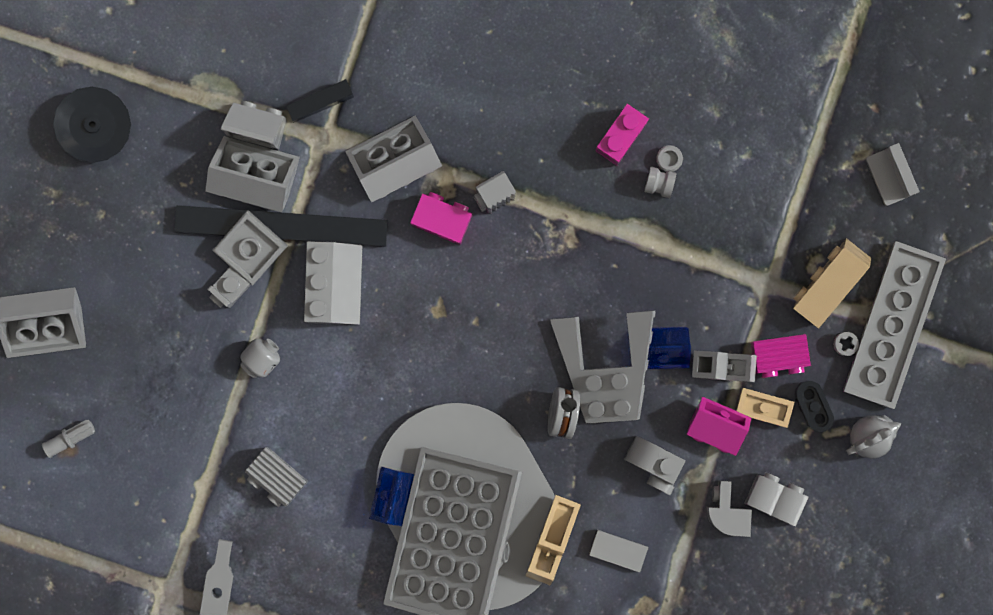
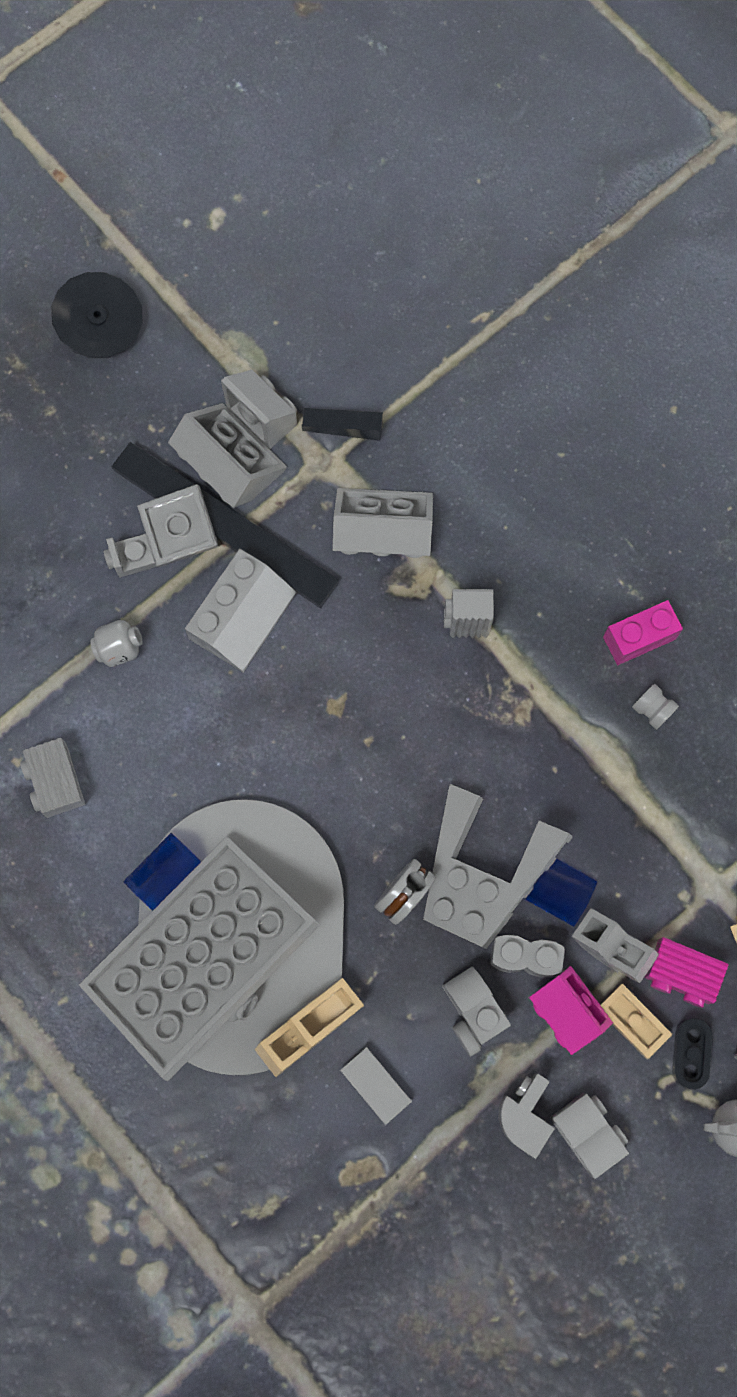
camera: 30 degrees right, 10 degrees down
(441, 218) = (397, 610): dark pink brick -> none
(663, 410) = (536, 958): none -> light grey brick
(669, 158) = (679, 688): light grey tile -> none

